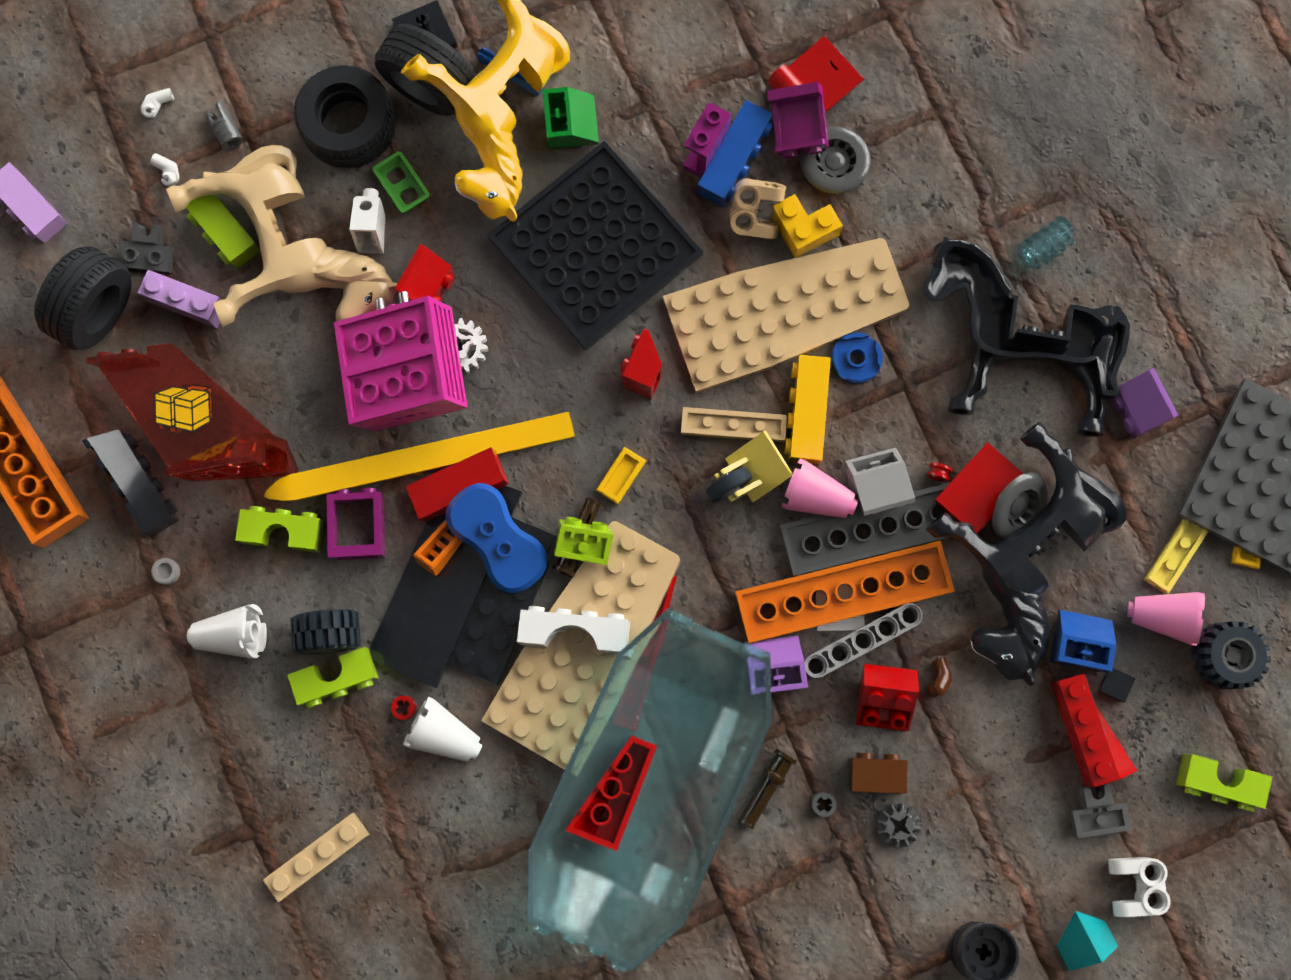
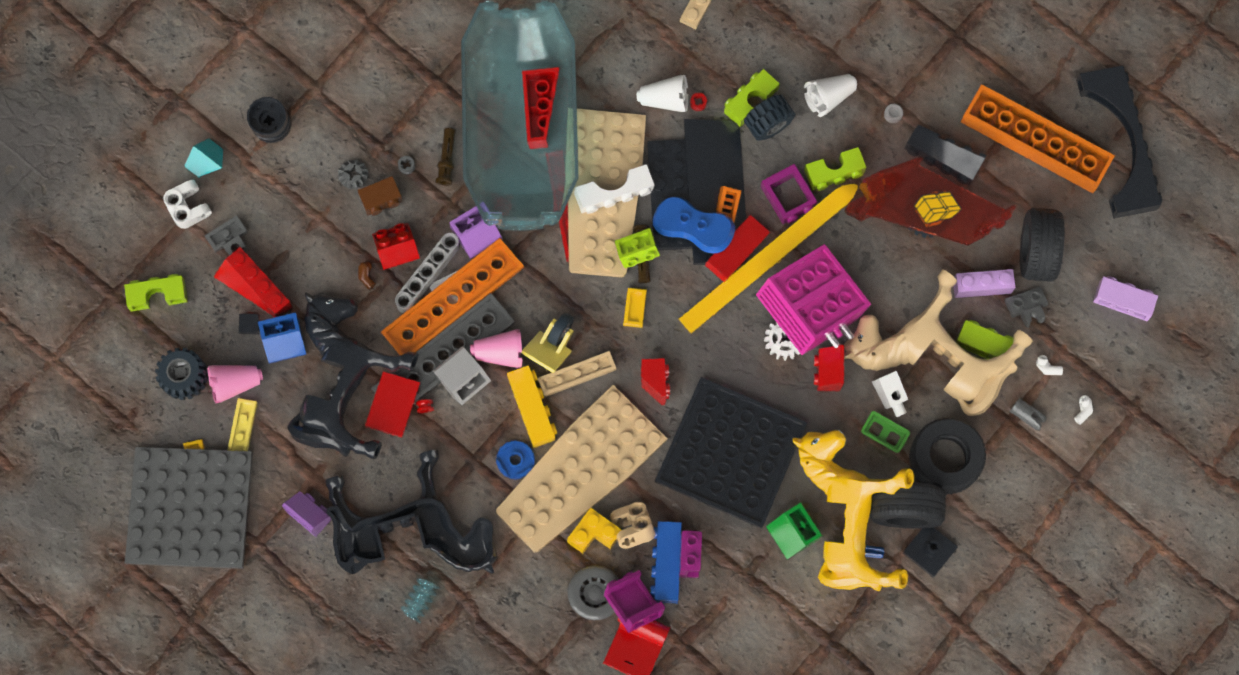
camera: 150 degrees right, 5 degrees down
(1019, 503) = (362, 403): dark grey wheel -> none

